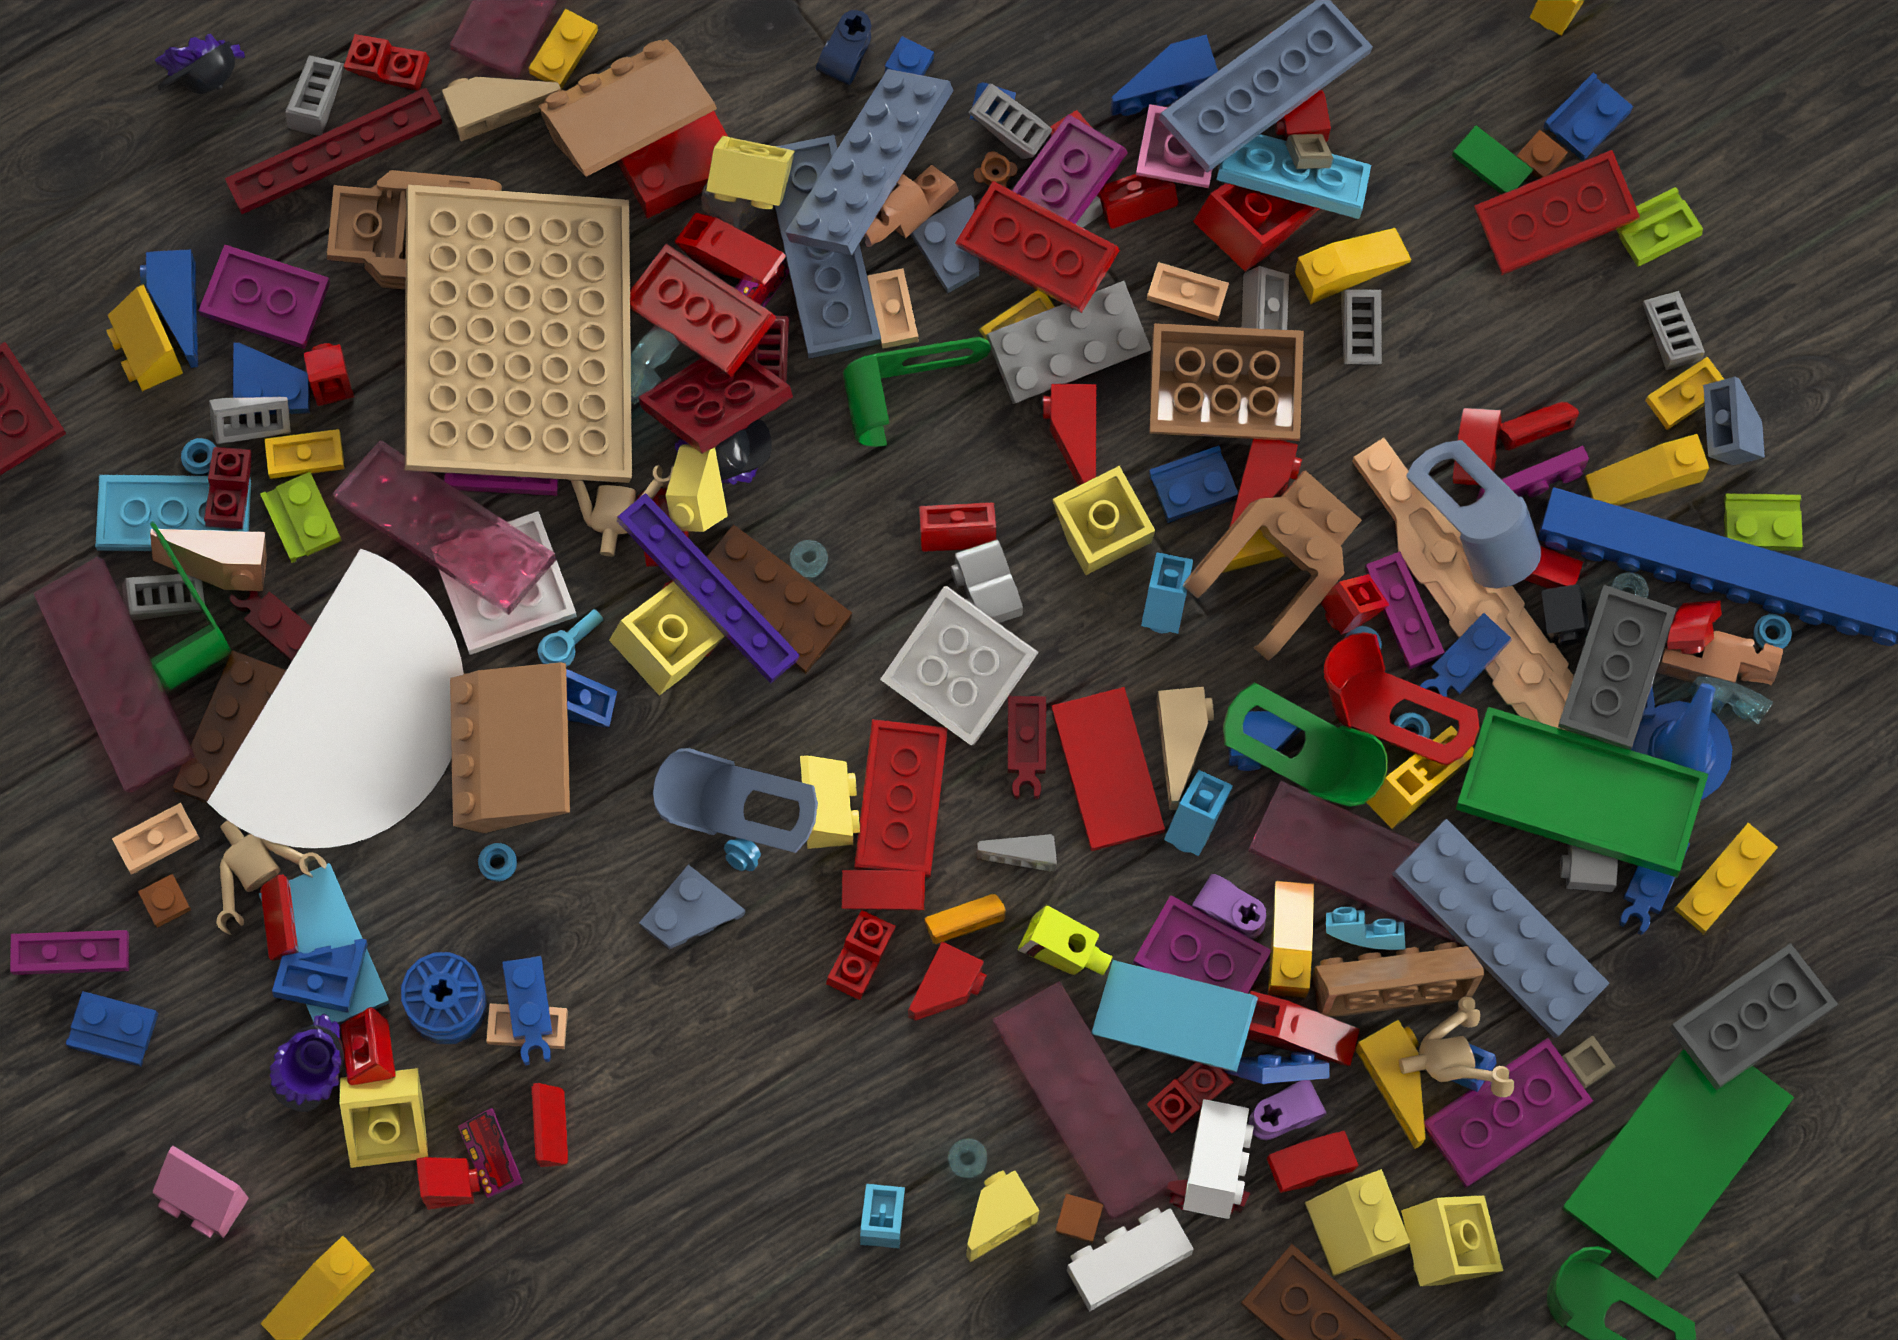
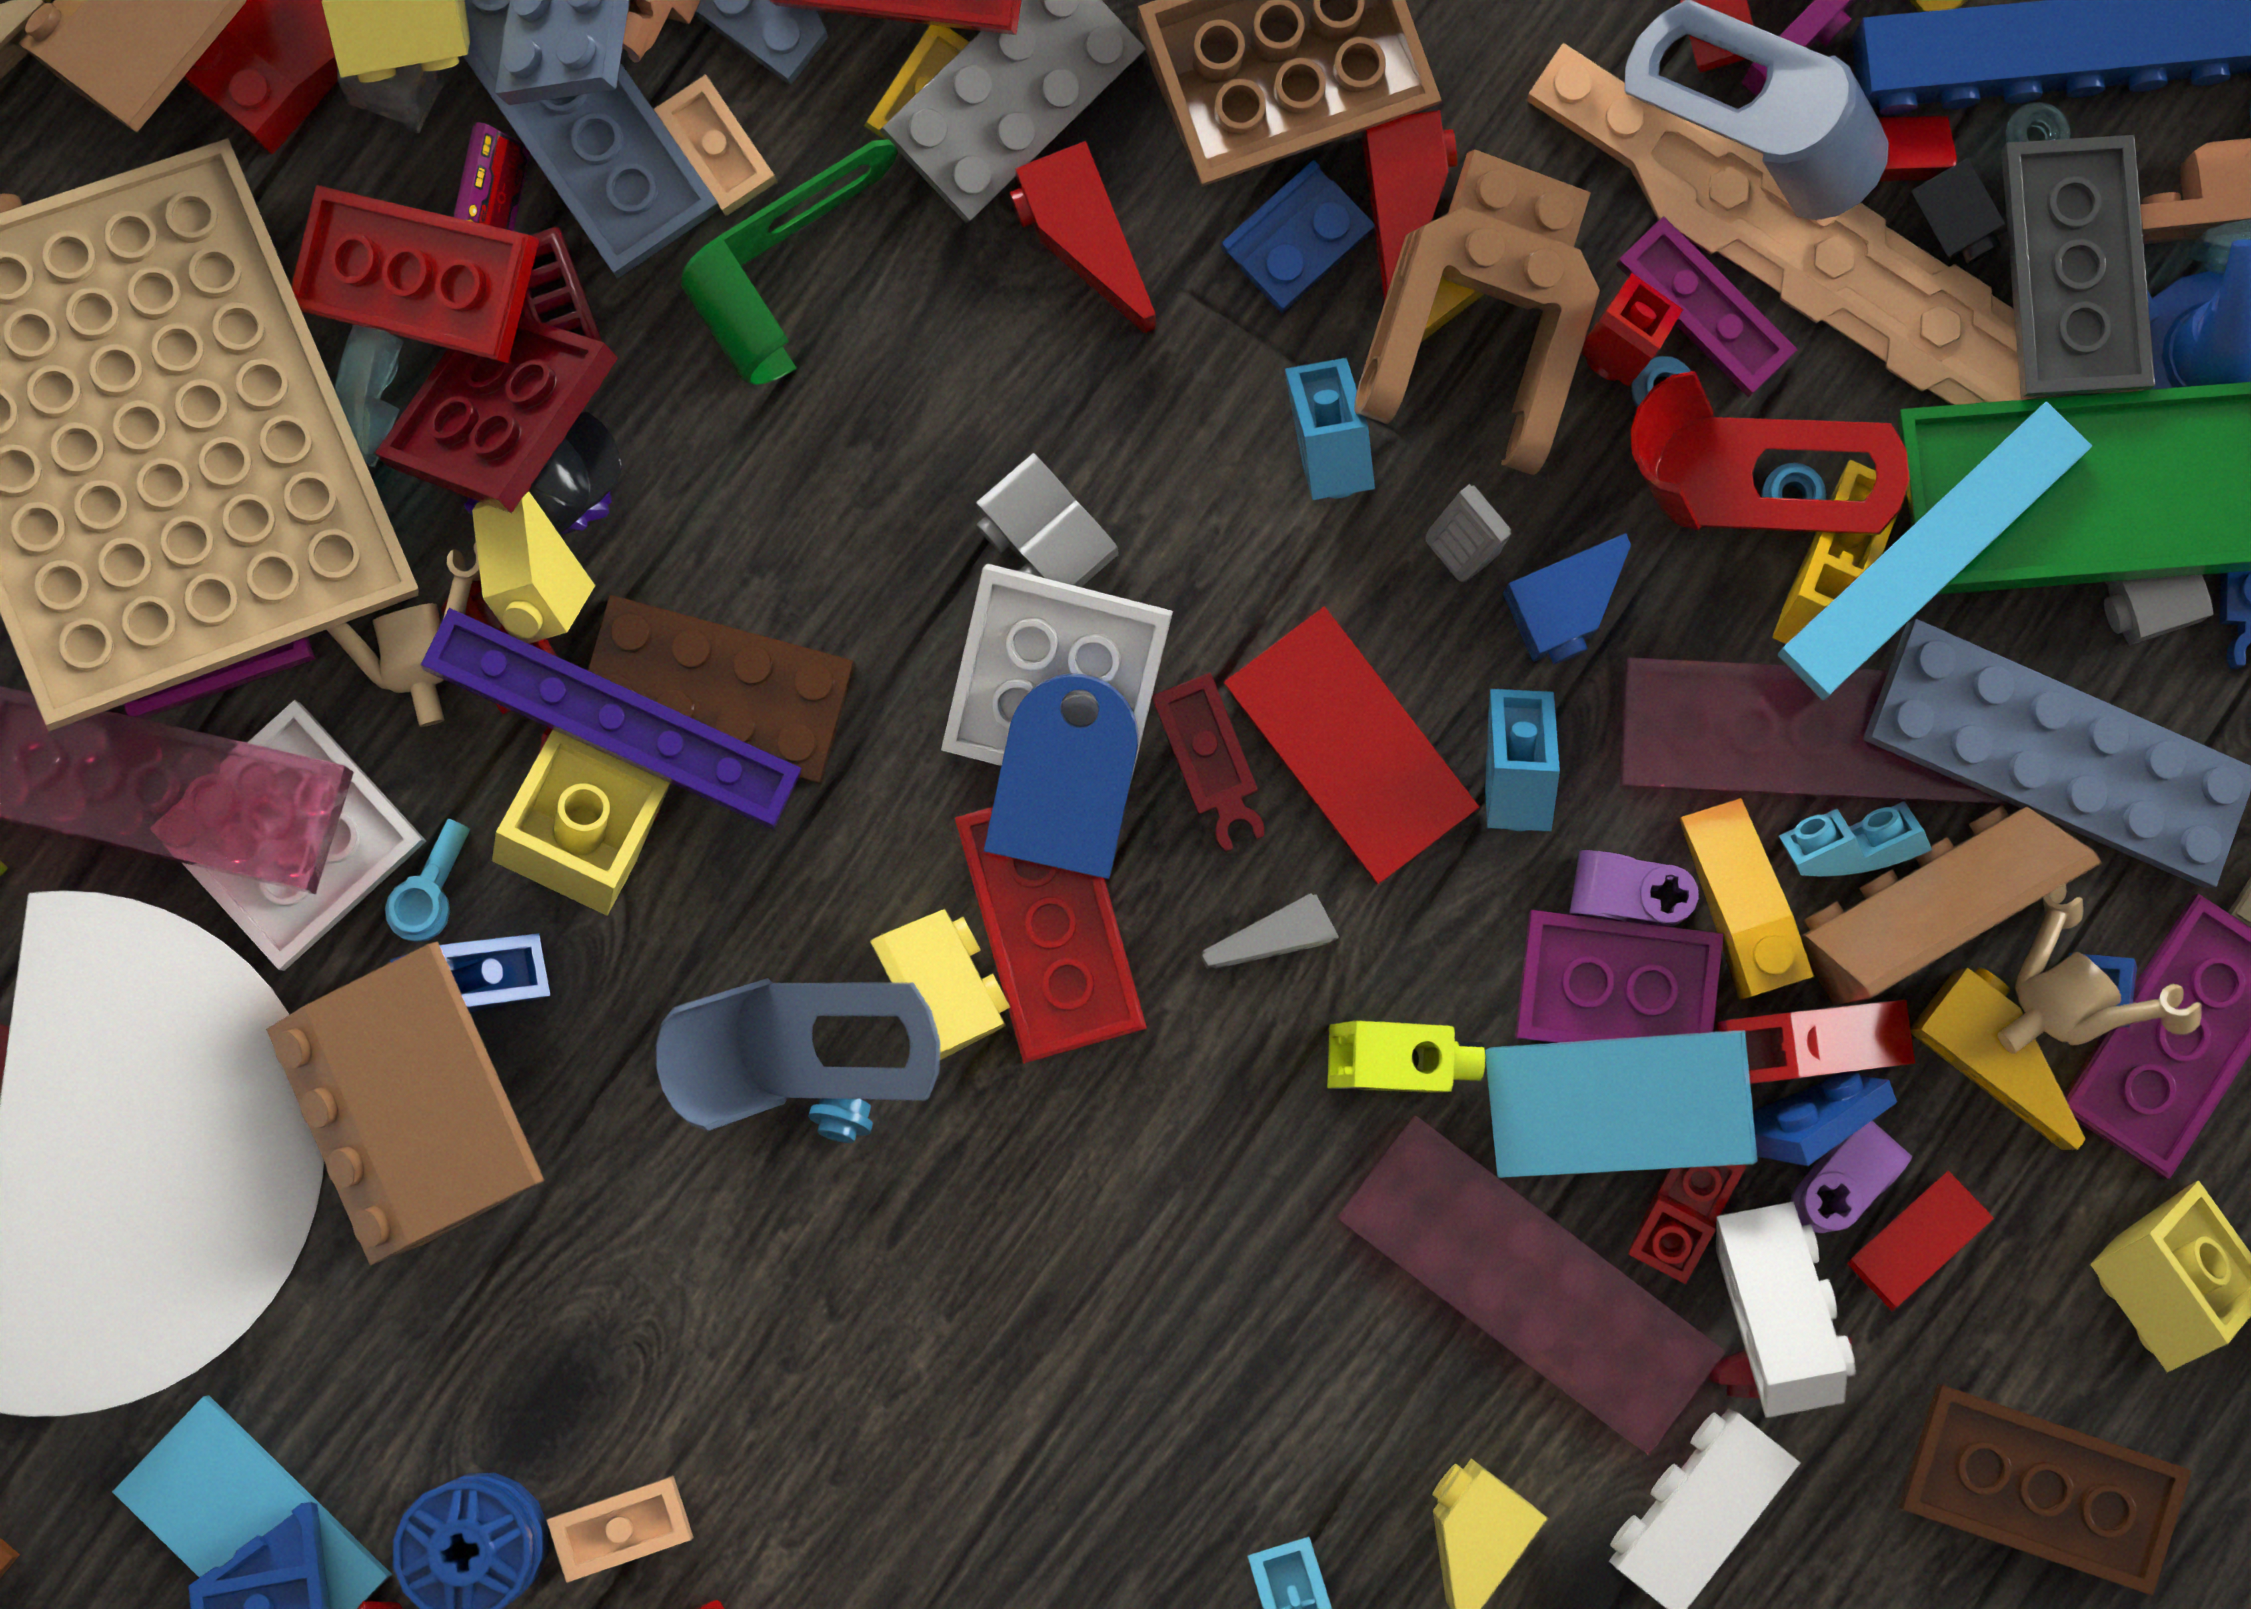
camera: 15 degrees left, 10 degrees up
(253, 866) = (87, 1453): tan piece -> none
(279, 918) = (162, 1522): red slope -> none
(497, 850) = (445, 1285): dark azure plate -> none
(528, 1004) = (608, 1501): blue plate -> none
(689, 910) = (795, 1236): sand blue wing -> none
(728, 250) = (418, 157): red slope -> none
(809, 569) = (755, 619): clear light blue plate -> none
(860, 955) = (1090, 1198): red slope -> none
(883, 890) = (1084, 1084): red slope -> none
(940, 721) = (1064, 781): none -> blue tile
(947, 982) = (1245, 1190): red slope -> none
(956, 526) = (959, 453): red slope -> none
(965, 918) = (1227, 1072): light orange slope -> none
(971, 1146) = (1402, 1467): clear light blue plate -> none
(1079, 1218) = (1597, 1475): dark orange tile -> none
(1103, 520) = (1185, 354): light yellow slope -> none
(1182, 725) = (1444, 640): tan slope -> none
(1219, 677) = (1468, 534): none -> light grey slope
(1334, 761) = (1701, 598): green piece -> none
(1357, 1223) = (2030, 1308): light yellow slope -> none
(1468, 656) = (1835, 340): blue plate -> none
(1470, 784) = (1934, 551): none -> medium azure tile
(1693, 626) = (2170, 152): red slope -> none

